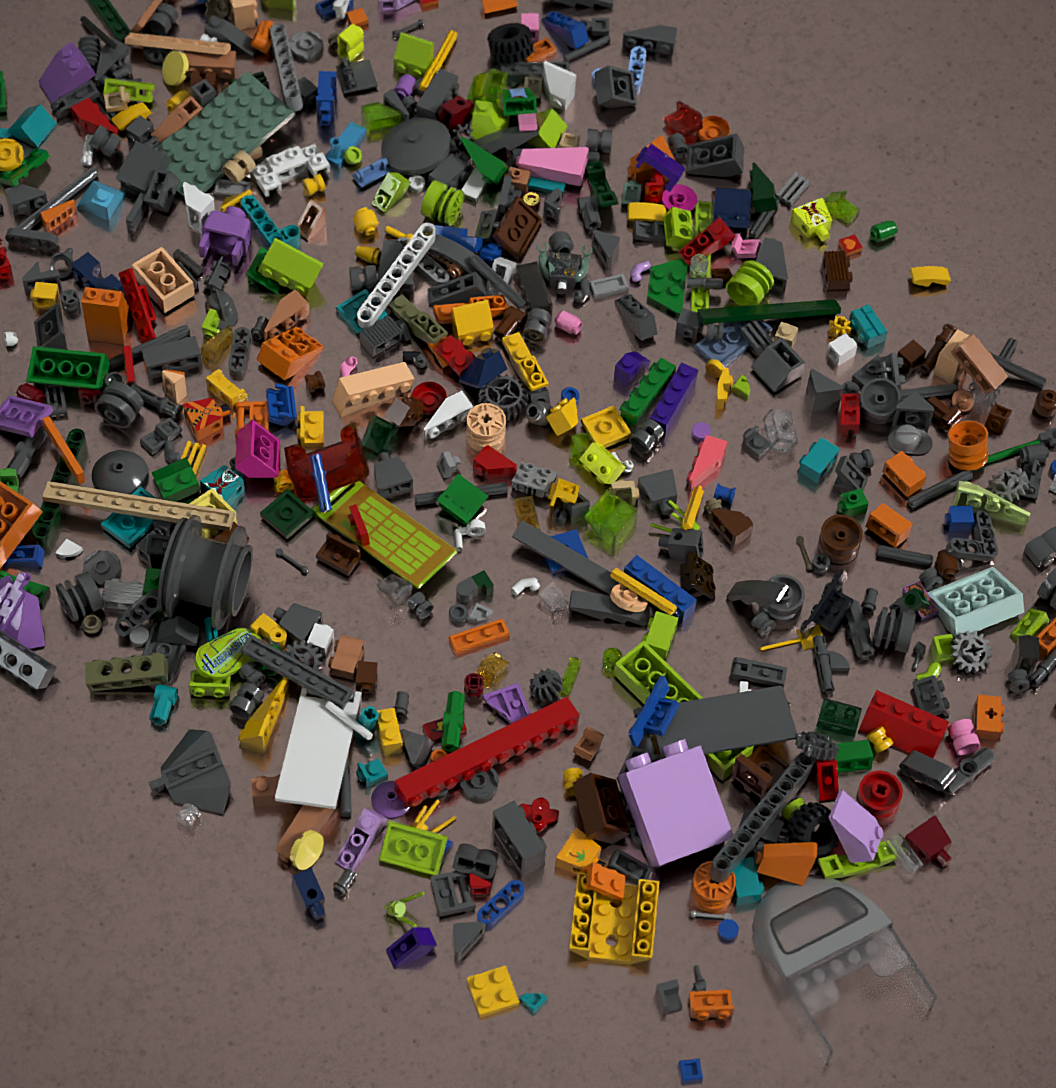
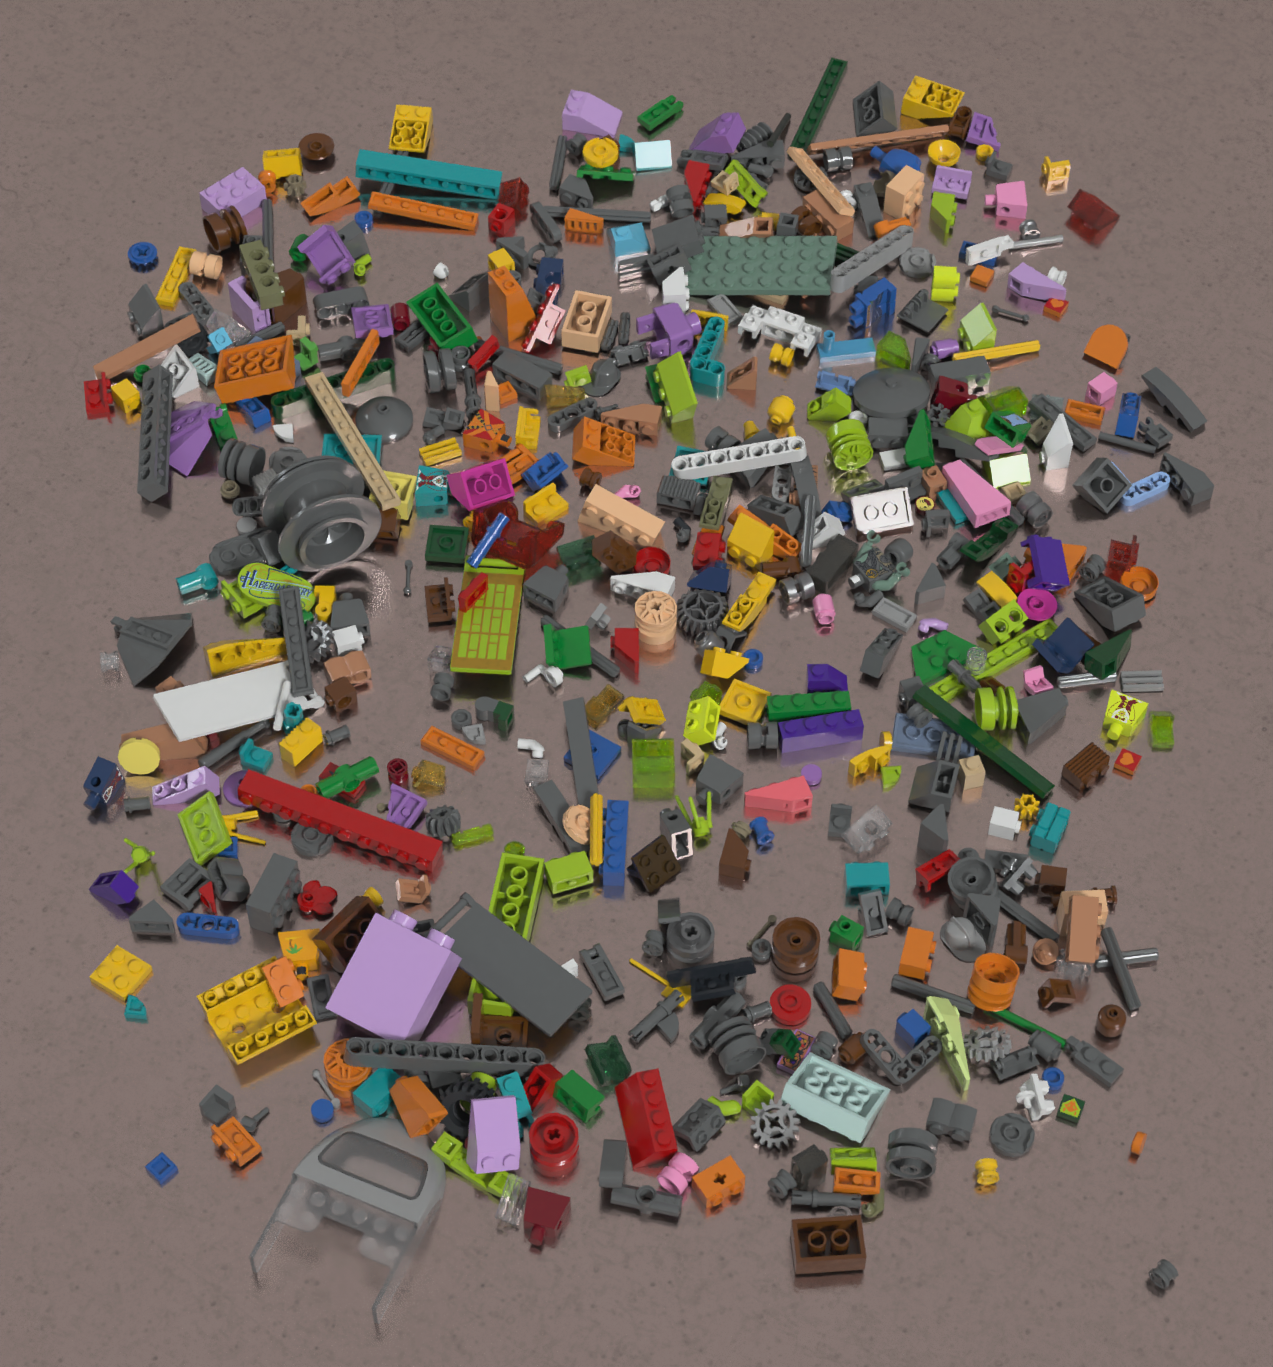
camera: 55 degrees right, 5 degrees down
(134, 678) = (201, 537): olive brick -> none
(174, 68) = (796, 195): light yellow tile -> none
(176, 480) = (405, 453): green slope -> none
(236, 168) = (735, 294): tan wheel -> none
(246, 701) = (245, 628): dark grey wheel -> none
(352, 155) = (839, 360): lime tile -> none
(417, 747) = (302, 770): flat silver slope -> none
(460, 236) = (828, 477): blue slope -> none
(510, 43) = (1064, 384): black tyre -> none
(533, 477) = (642, 683): light grey hinge -> none
(655, 714) = (468, 906): blue bracket -> none
(692, 508) = (710, 812): yellow axle -> none
(708, 241) = (1014, 650): red slope -> none
(816, 745) = (553, 1054): flat silver gear -> none
(819, 793) = (512, 1085): none -> teal hinge
(879, 739) = (614, 1101): yellow wheel -> none
(880, 575) = (790, 1004): none -> red piece
(883, 230) = (1168, 775): green brick -> none
(927, 274) = (1162, 844): yellow slope -> none

